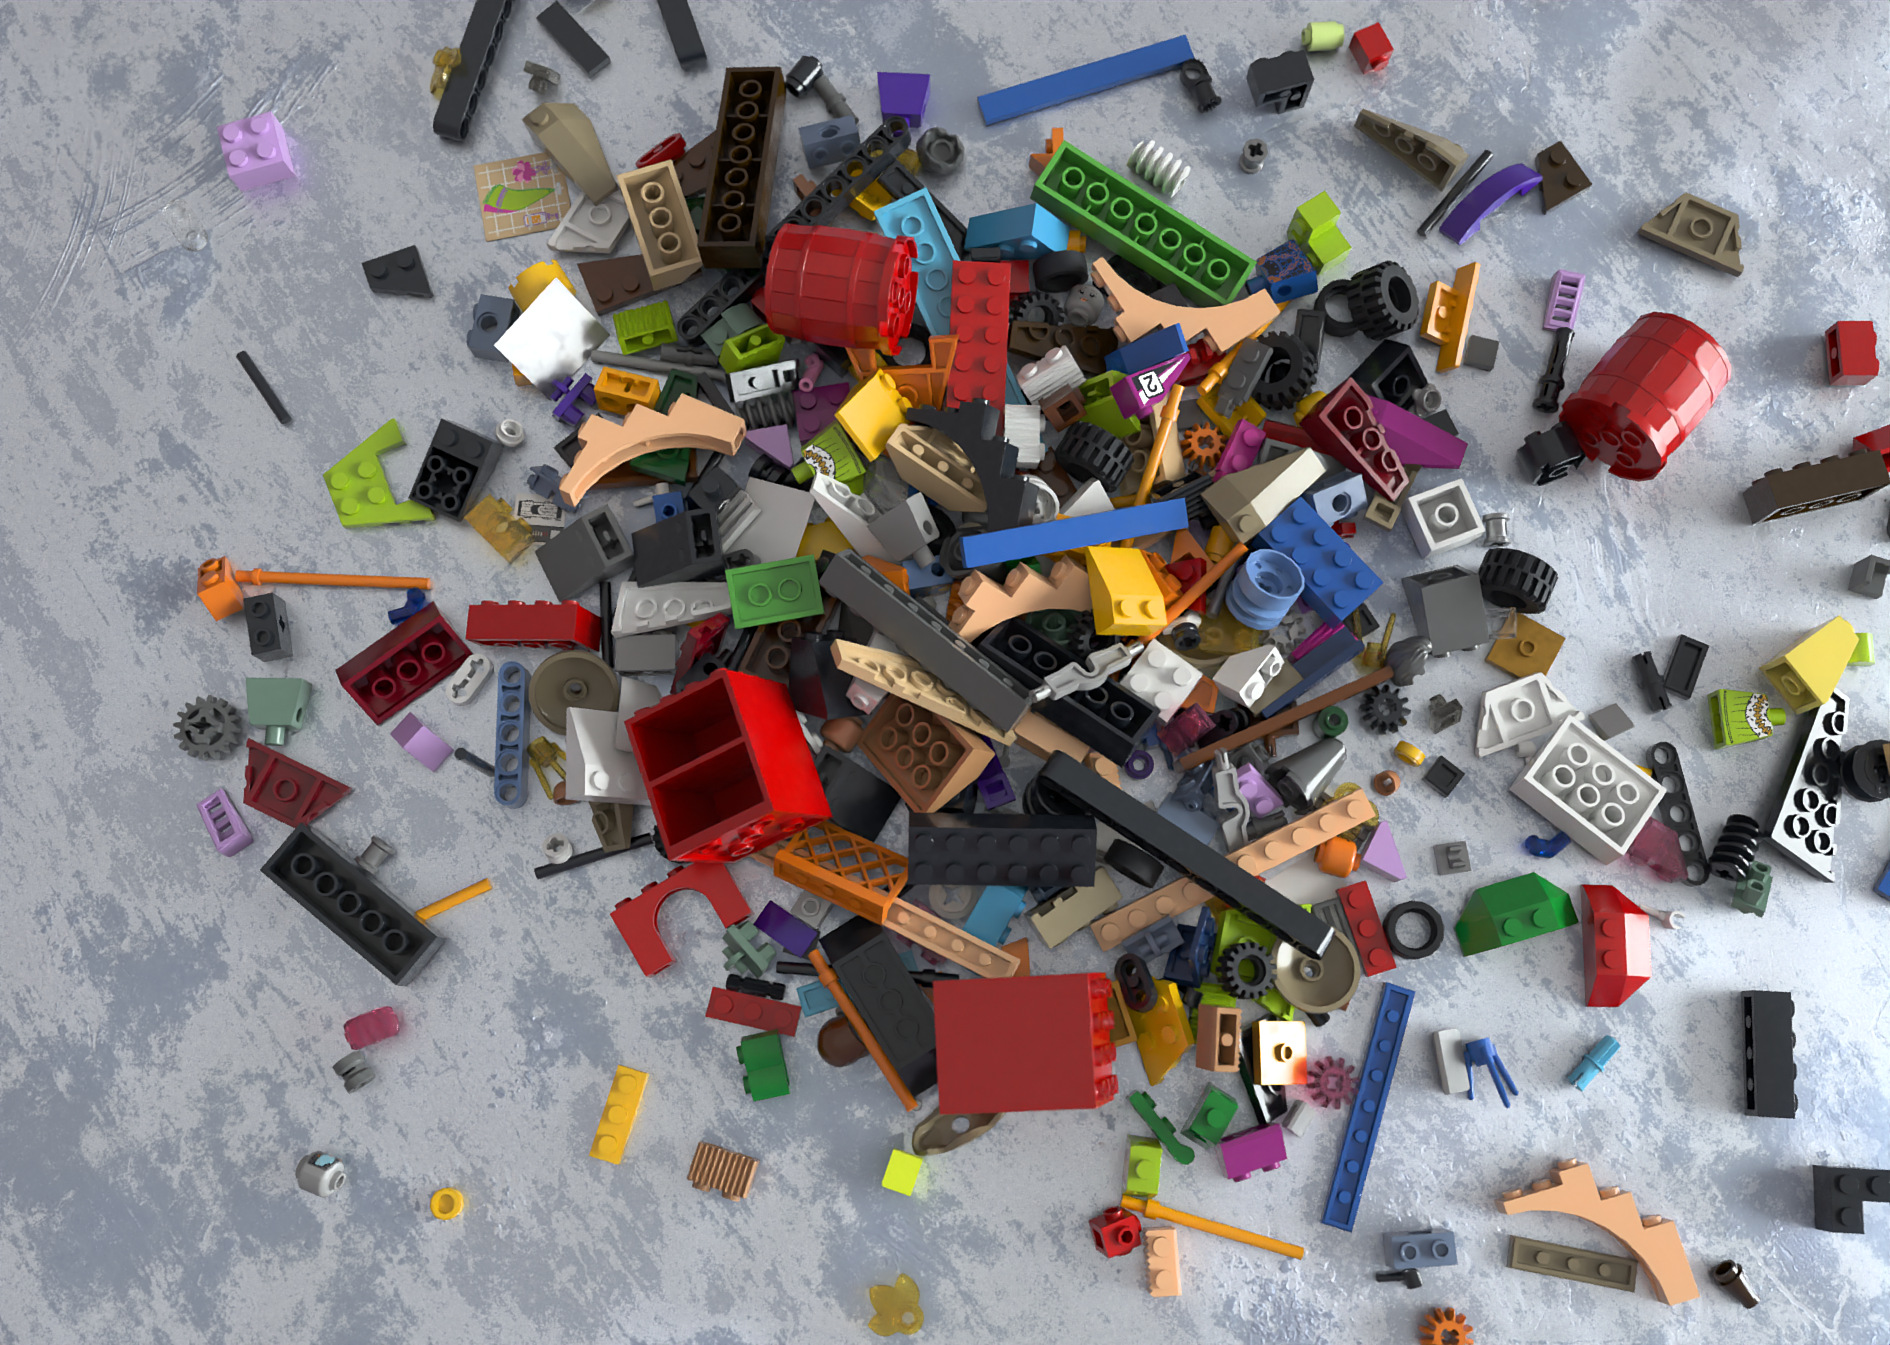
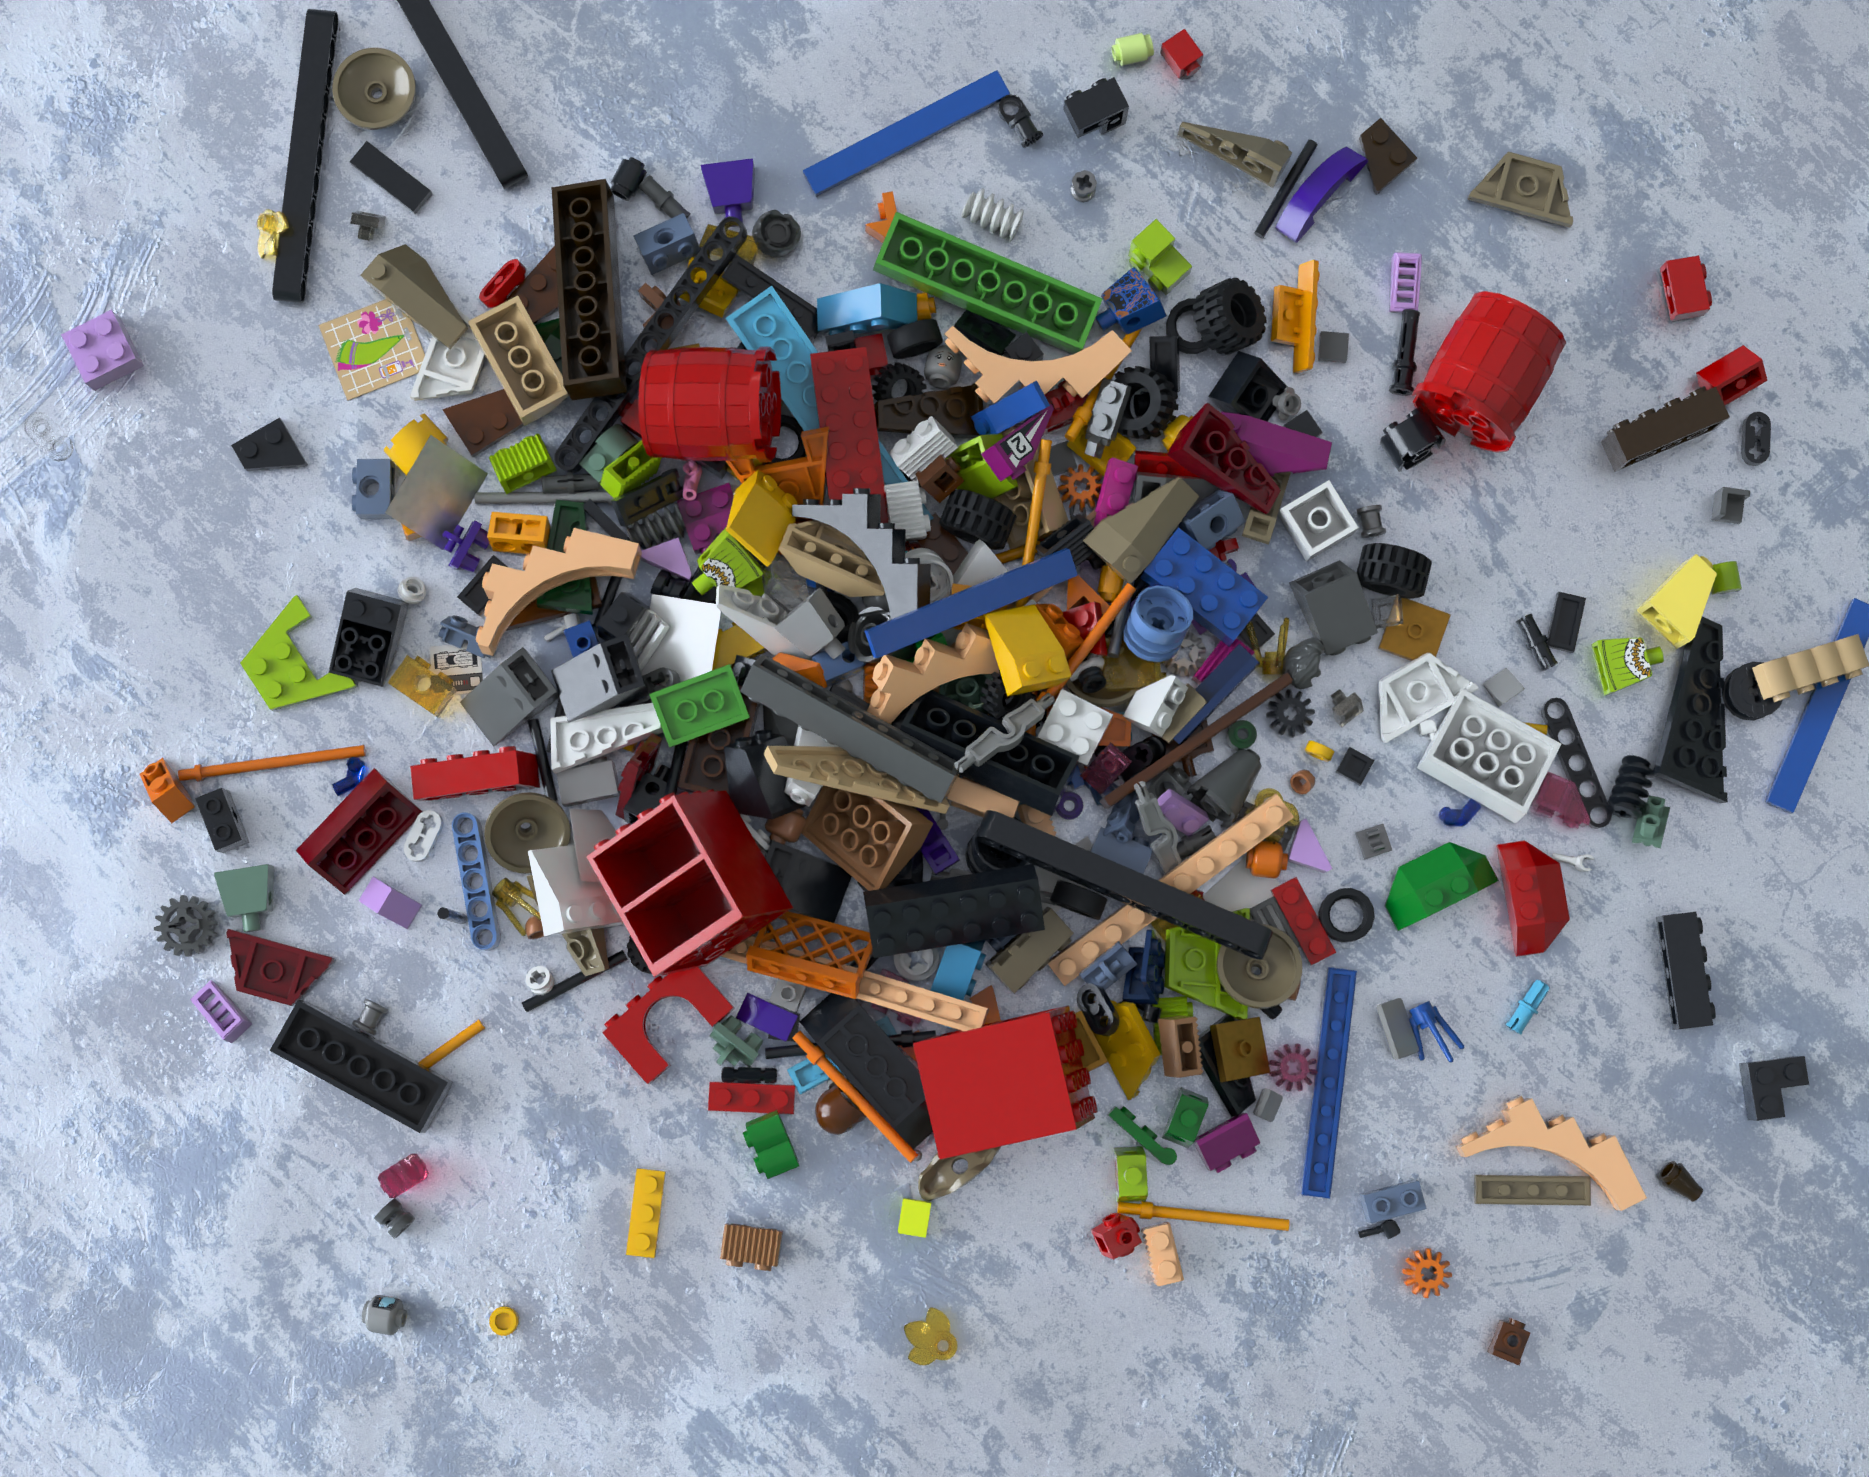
camera: 10 degrees left, 5 degrees up
(263, 387) = (162, 585): black bar -> none
(1262, 970) = (1211, 975): black tyre -> none

